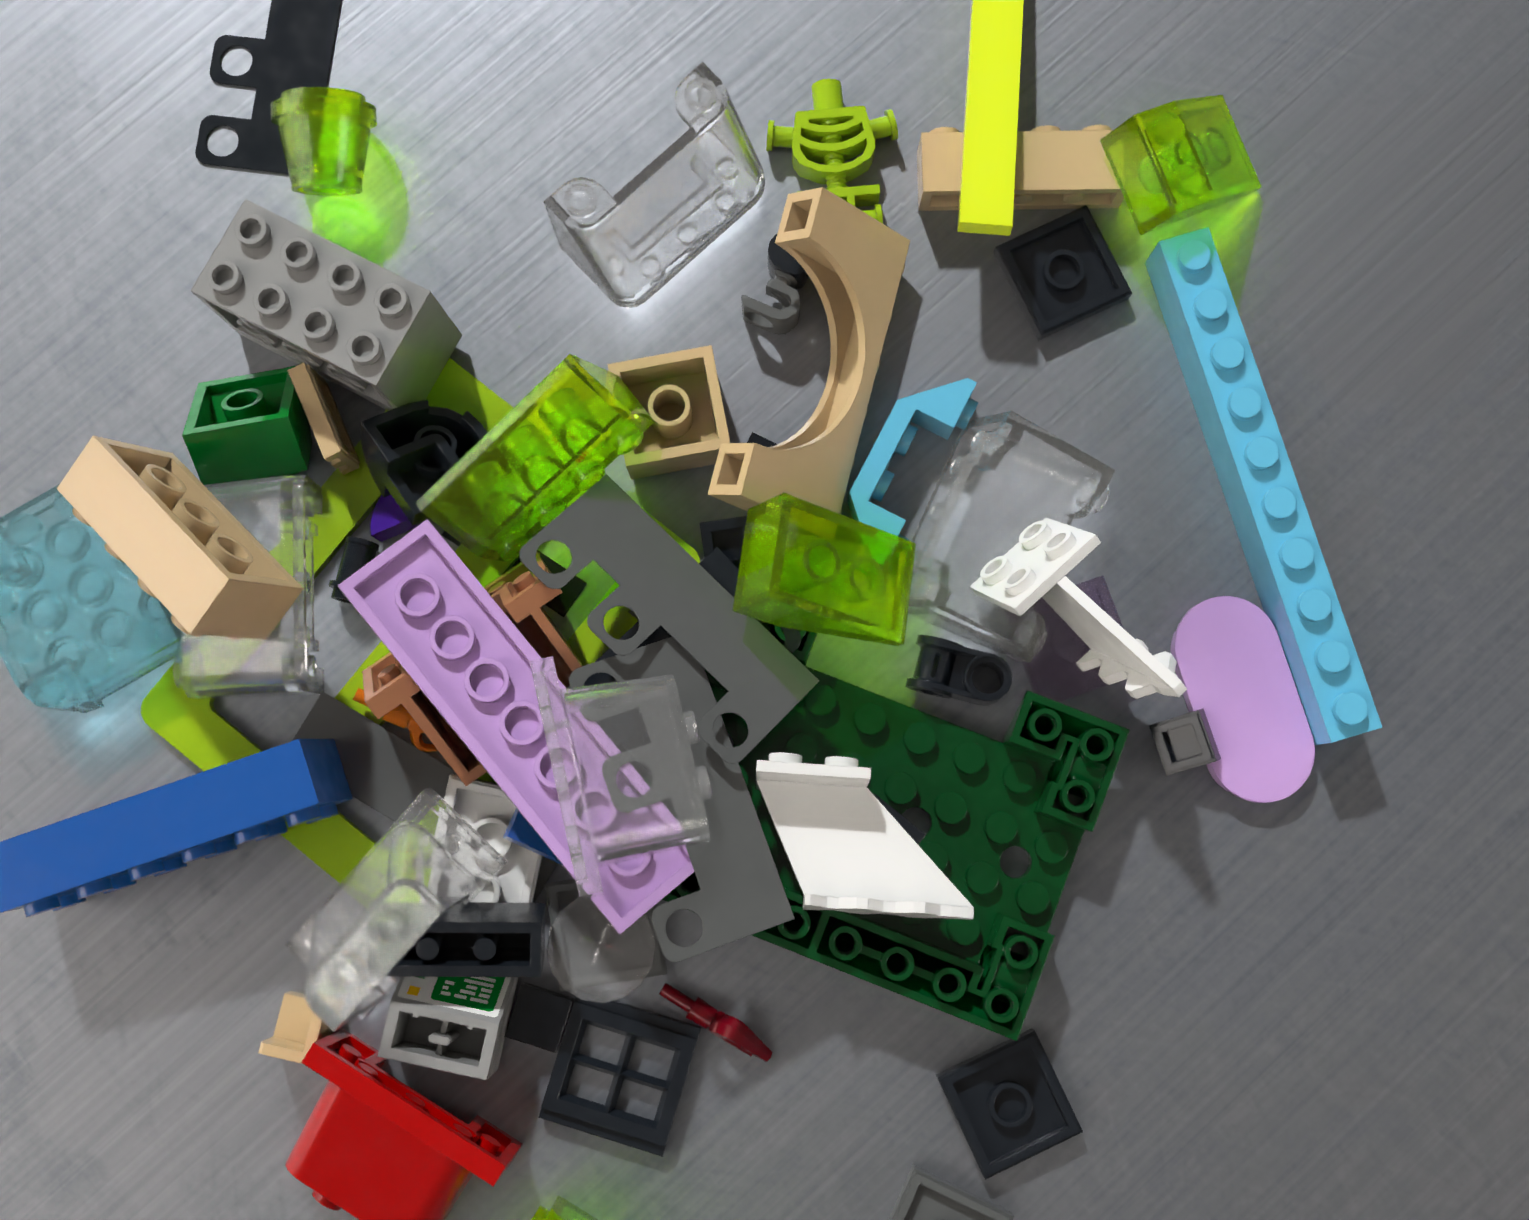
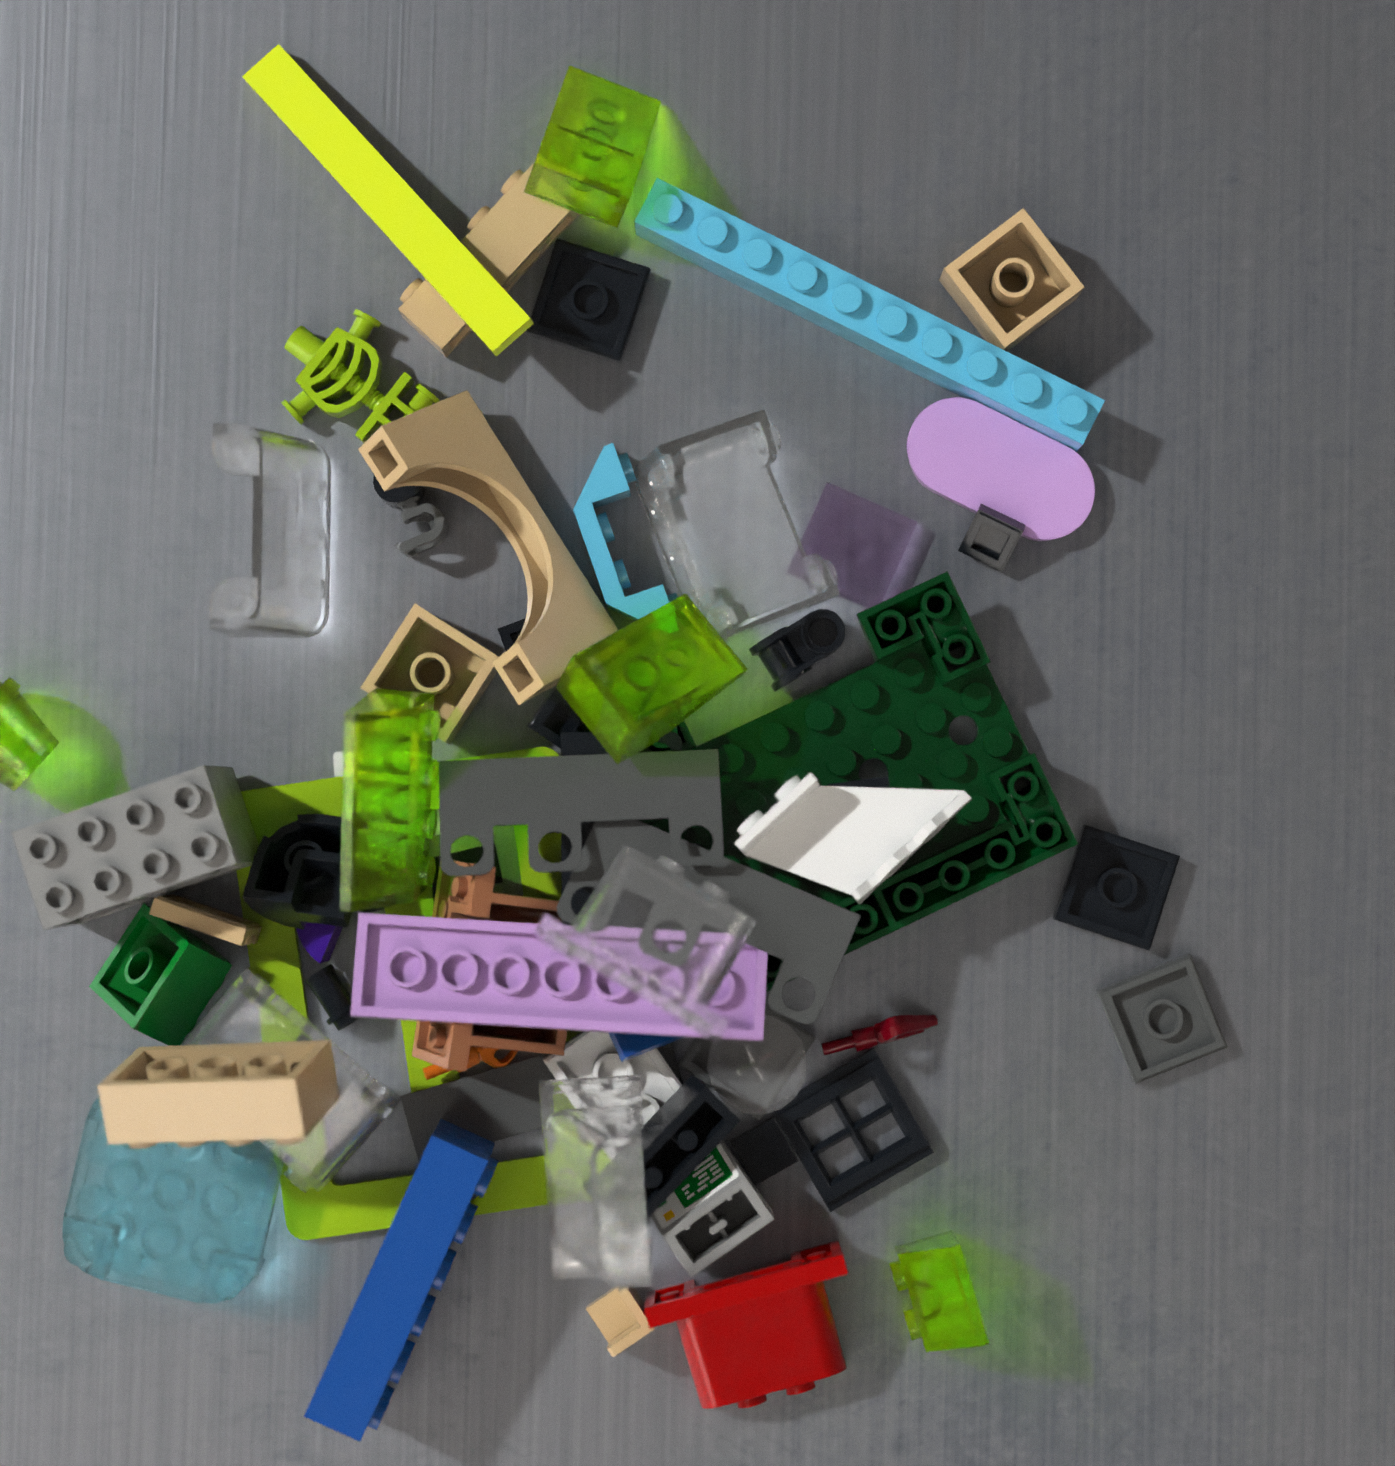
camera: 45 degrees left, 5 degrees up
(1038, 570) = (780, 529): white piece -> none
(1397, 568) = (1011, 282): none -> tan brick

